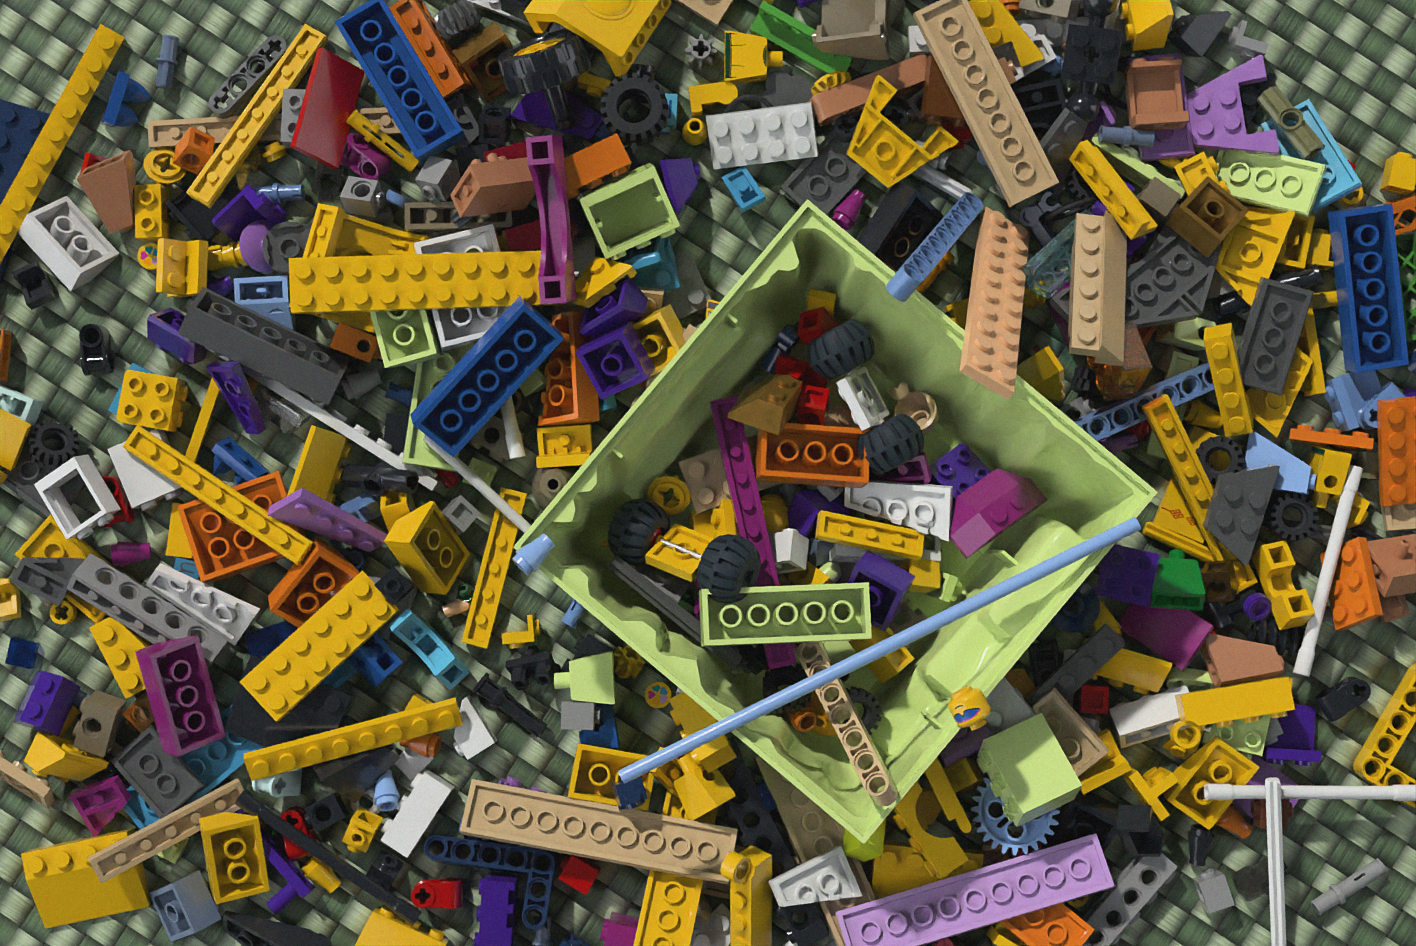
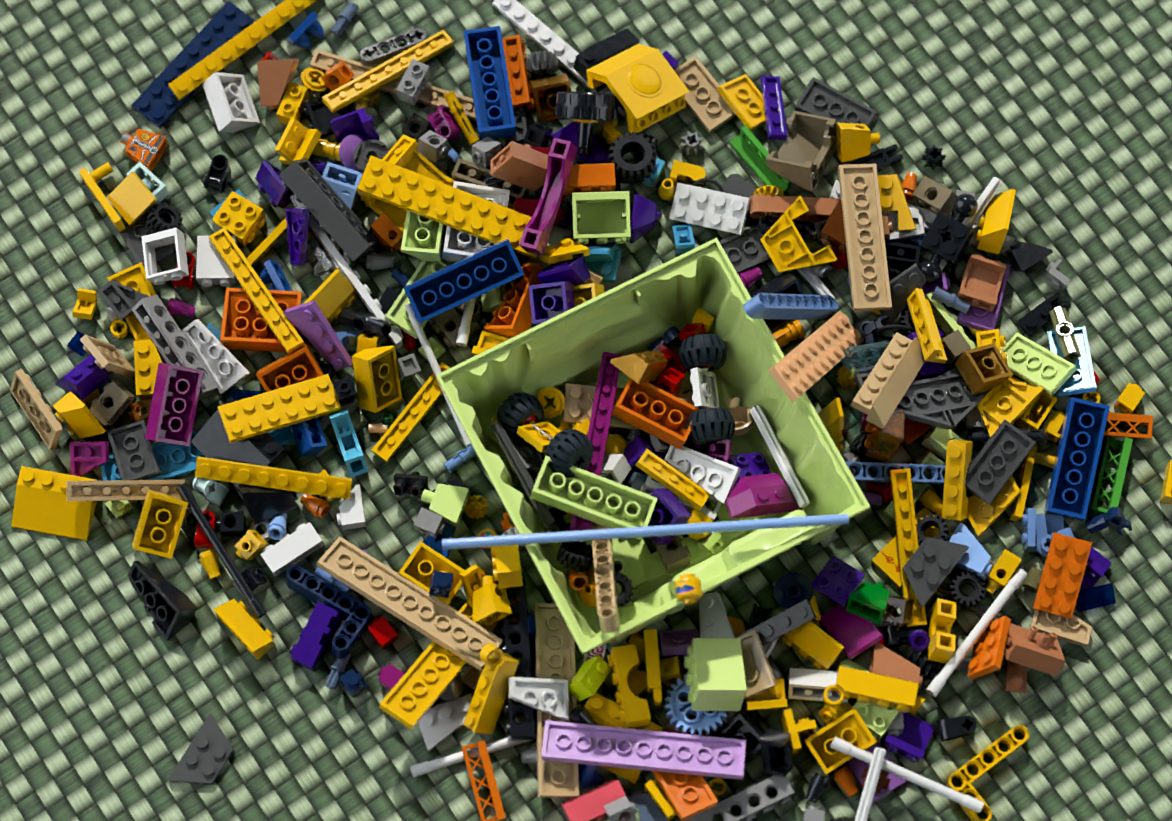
camera: 20 degrees right, 15 degrees down
(34, 285) = (197, 119): black bracket -> none
(64, 669) = (107, 356): none -> tan plate
(148, 256) = (277, 131): tile -> none
(177, 540) = (215, 312): yellow tile -> none
(185, 906) = (110, 547): sand blue slope -> none
(274, 151) = (388, 98): yellow plate -> none
(282, 192) = (384, 126): medium blue pin -> none
(297, 884) = (189, 564): dark purple piece -> none
(326, 107) = (434, 81): red tile -> none
(412, 763) = (302, 516): white sticker -> none
(444, 893) = (286, 608): red piece -> none
(499, 697) = (380, 497): black pin -> none
(518, 638) = (411, 463): yellow bracket -> none
(533, 554) = (447, 382): light blue cone -> none
(748, 58) = (721, 158): yellow torso -> none
(878, 886) = (581, 716): none -> black cone
(888, 665) = (649, 562): yellow panel -> none
(993, 446) = (779, 456): none -> white axle
(1092, 699) = (781, 656): red brick -> none
(1178, 542) = (881, 577): yellow axle -> none
(1219, 117) = (1020, 312): medium lavender wing -> none
(1306, 435) = (1029, 557): orange wing -> none
(1358, 511) = (1014, 603): yellow bracket -> none

